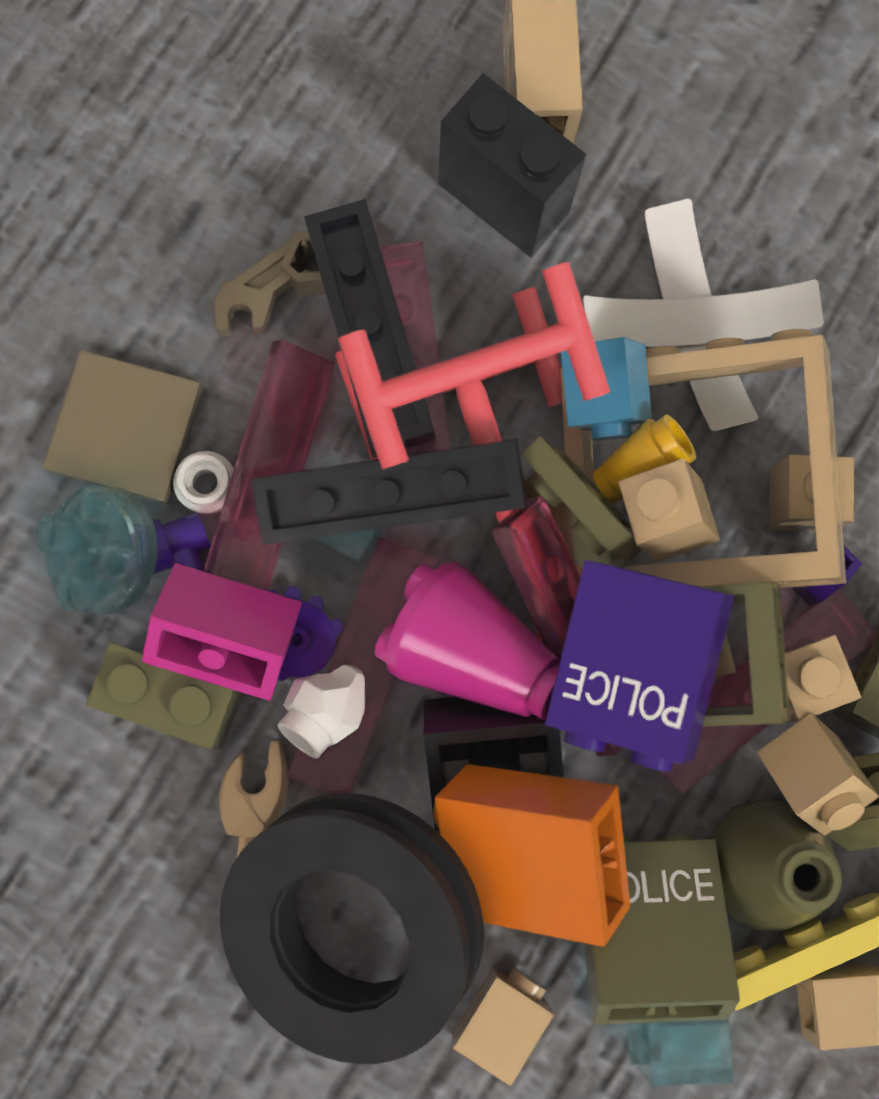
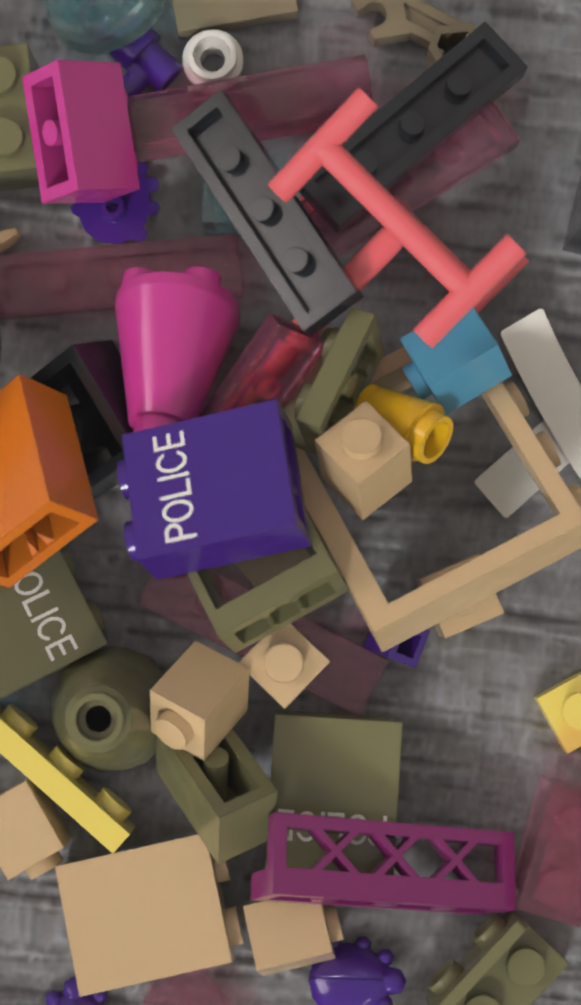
camera: 75 degrees right, 5 degrees up
(323, 709) = (59, 254): white rock -> none

